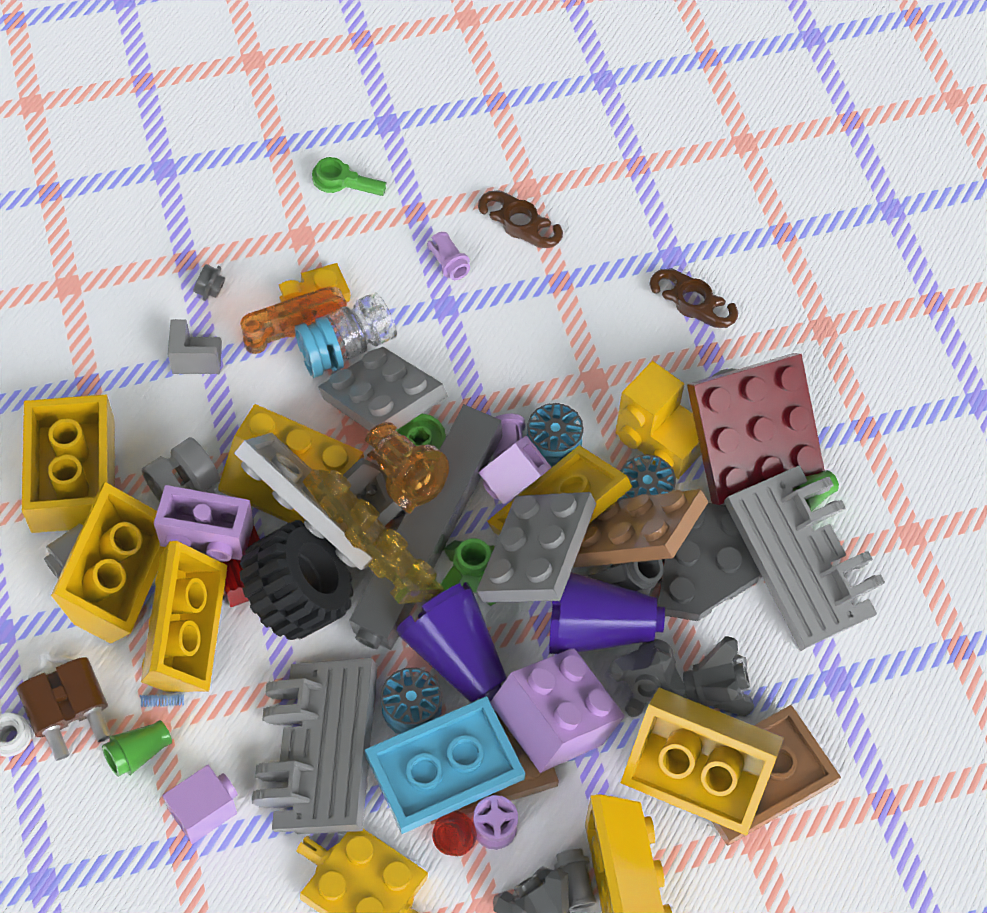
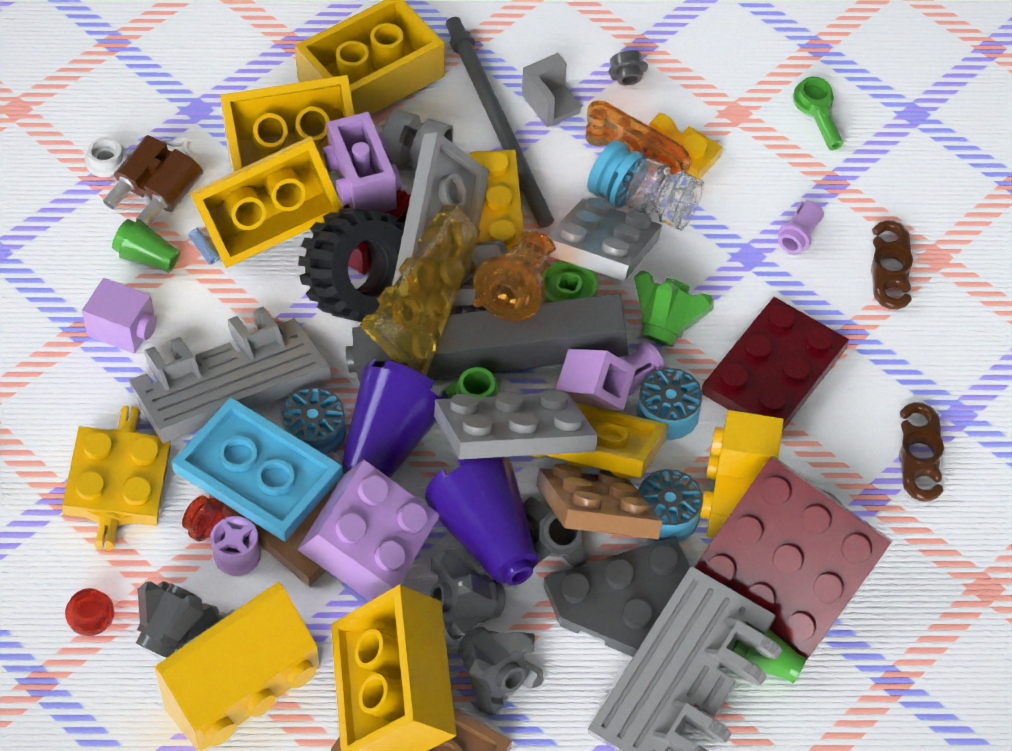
camera: 60 degrees right, 5 degrees down
(91, 385) = (463, 44): none -> dark grey bar
(475, 383) = (668, 308): none -> bright green rock
(561, 347) = (775, 363): none -> dark red plate

